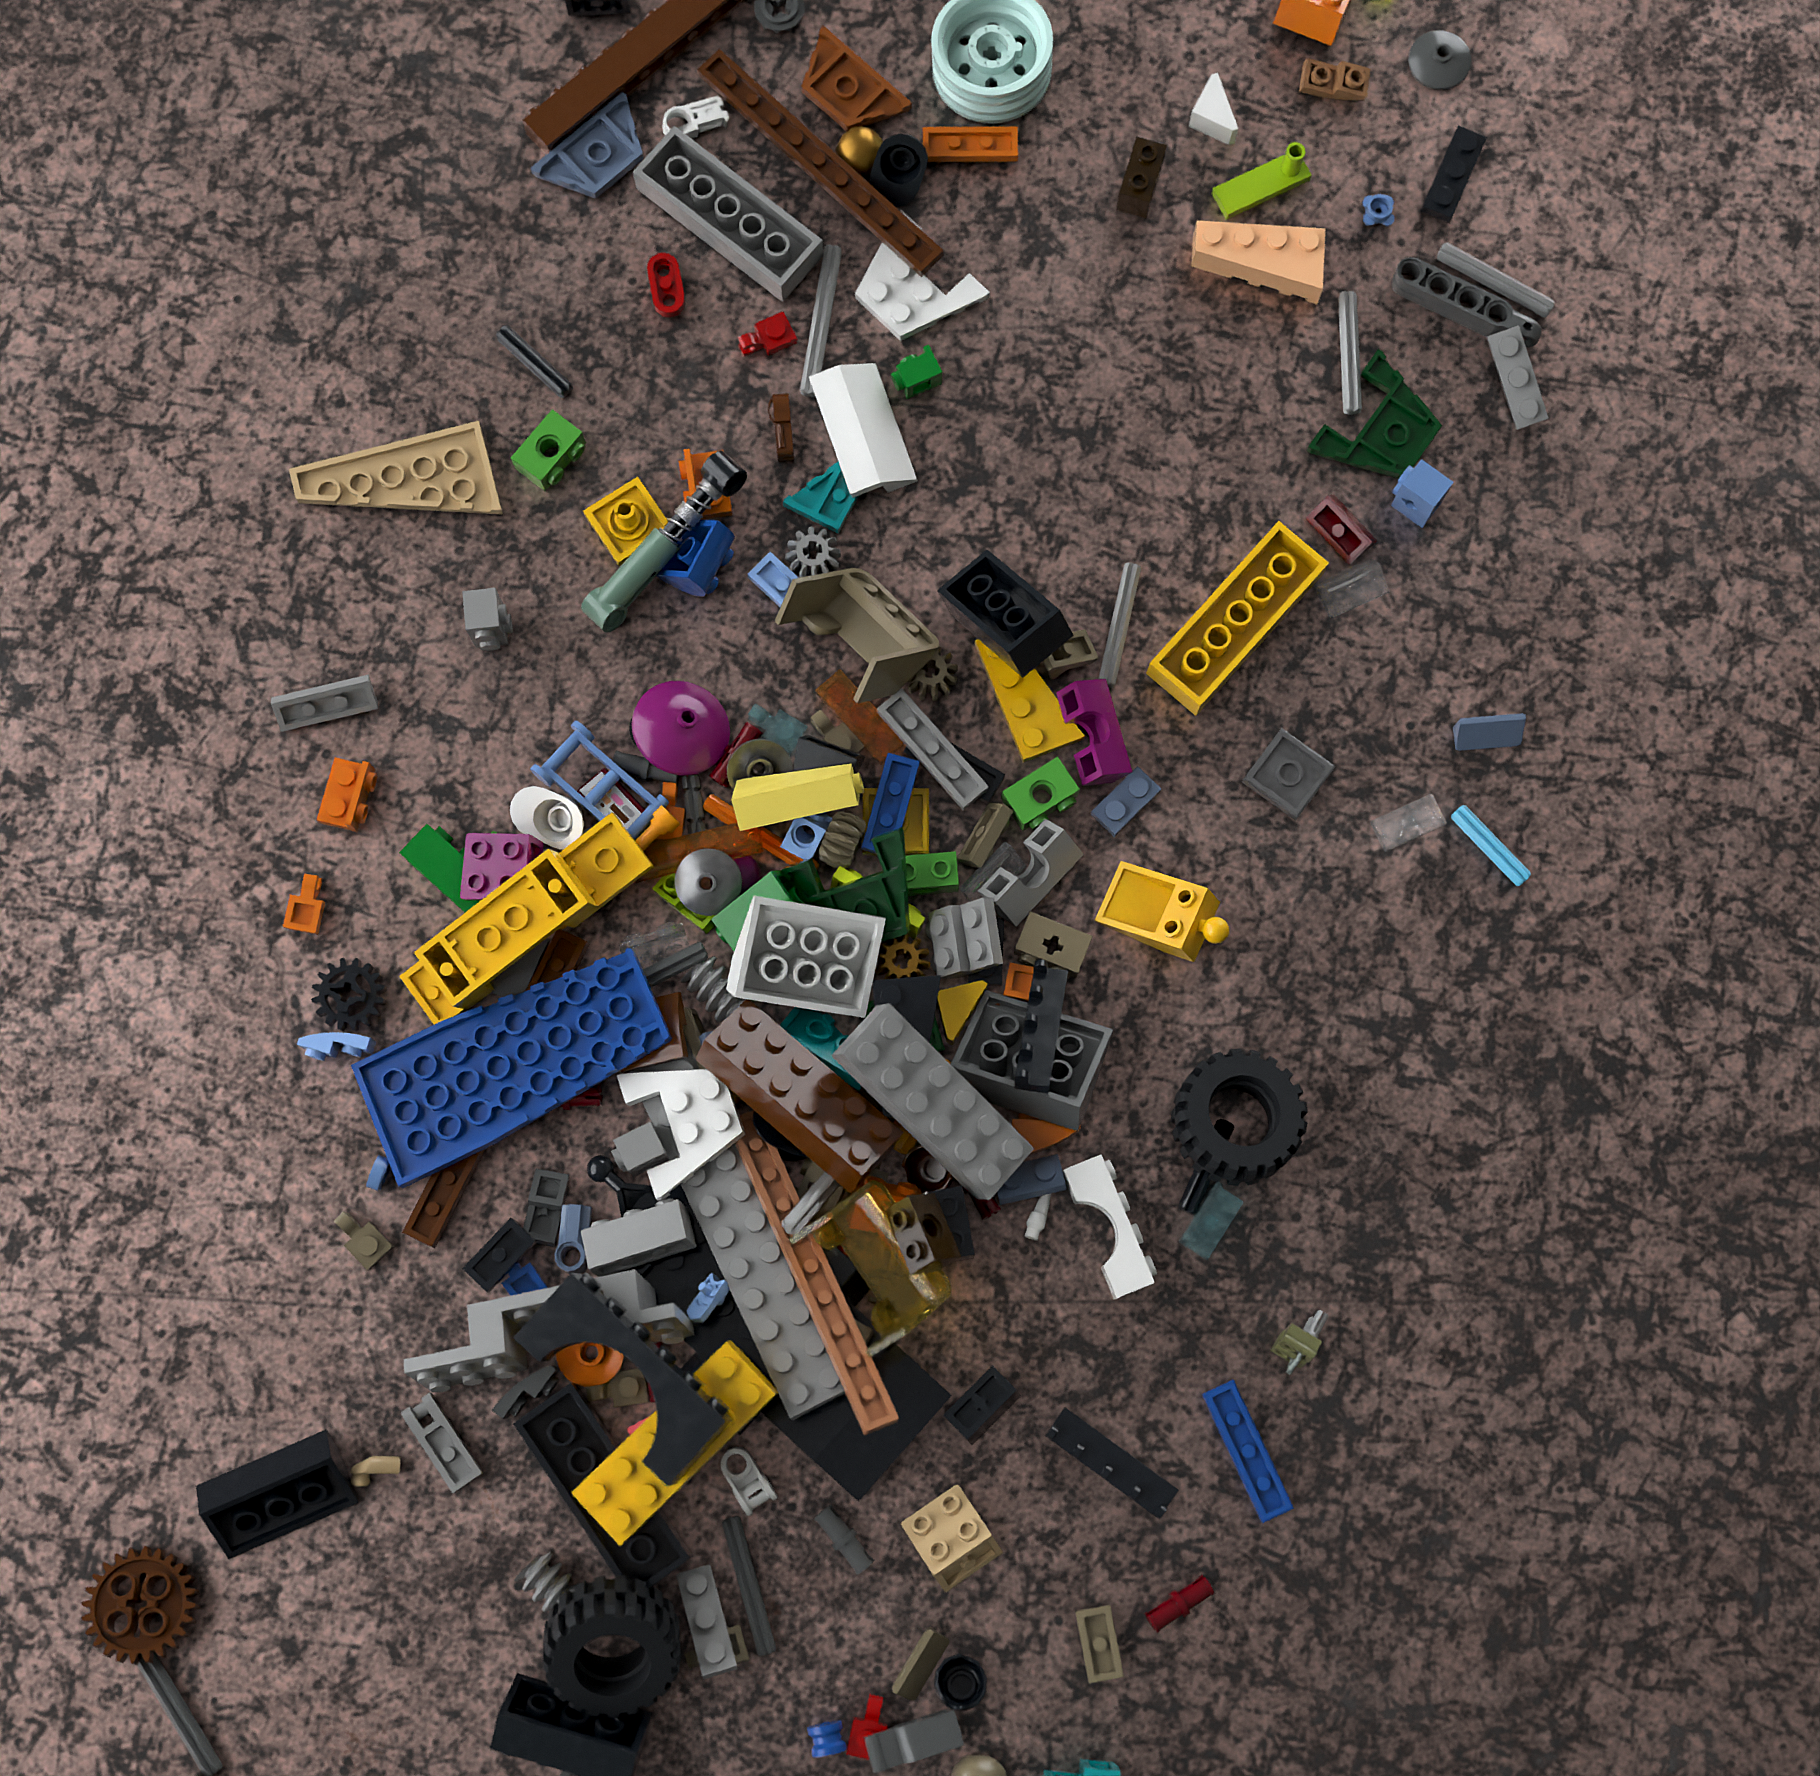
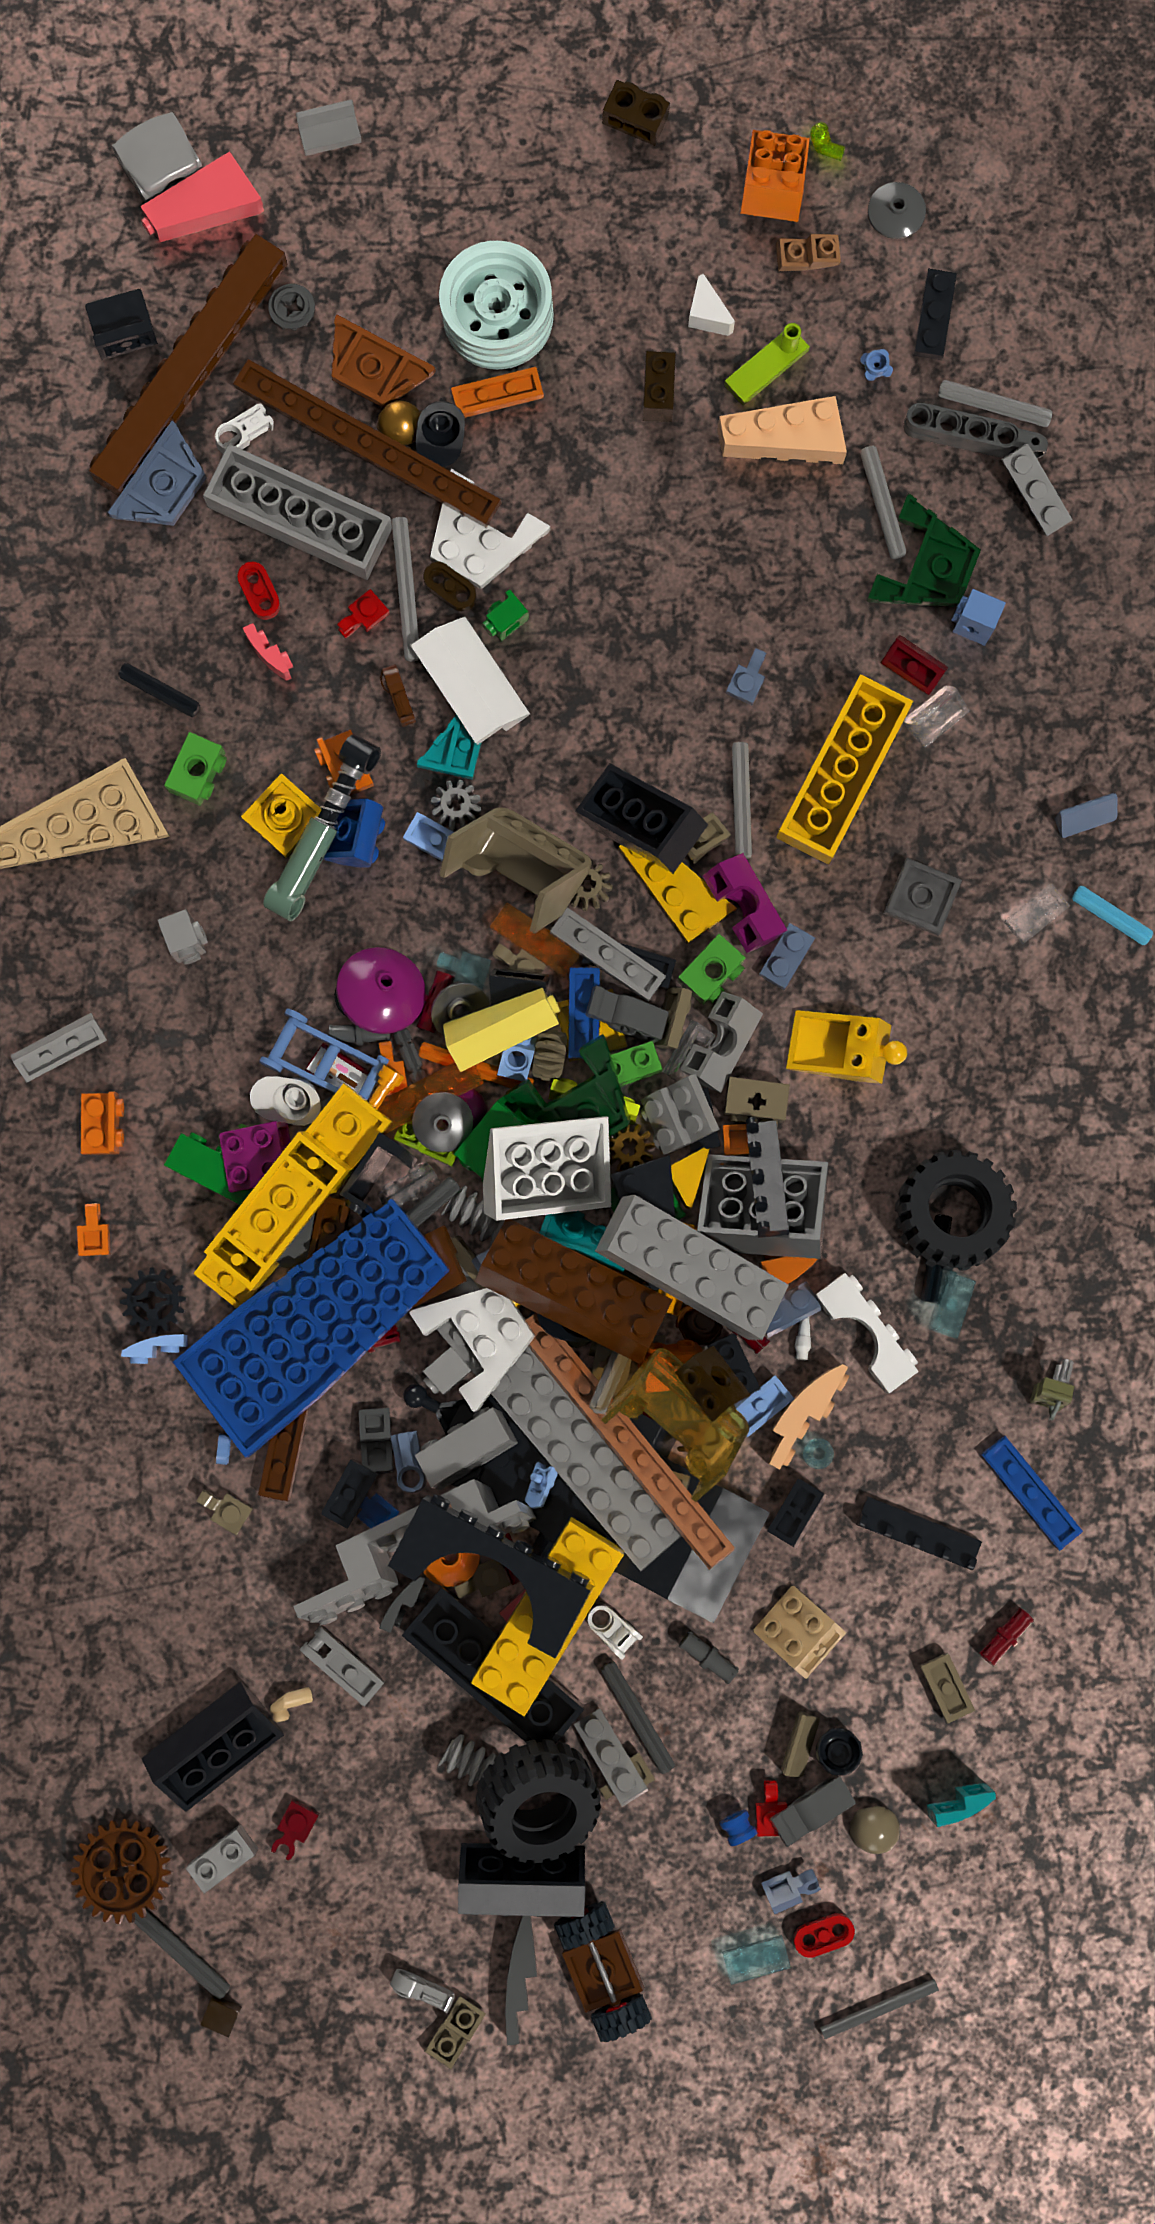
camera: 20 degrees left, 5 degrees up
(252, 1620) = (222, 1858): none -> light grey brick
(343, 1607) = (296, 1825): none -> dark red plate
(617, 913) = (369, 1171): none -> black panel
(659, 353) = (271, 657): none -> coral slope
(868, 330) = (450, 587): none -> dark brown plate
(936, 818) = (627, 1015): none -> dark grey piece
(976, 1276) = (765, 1403): none -> light blue plate
(1014, 1354) = (809, 1449): none -> clear light blue plate
(1029, 1286) = (811, 1402): none -> light nougat slope
(1157, 502) = (747, 681): none -> sand blue plate

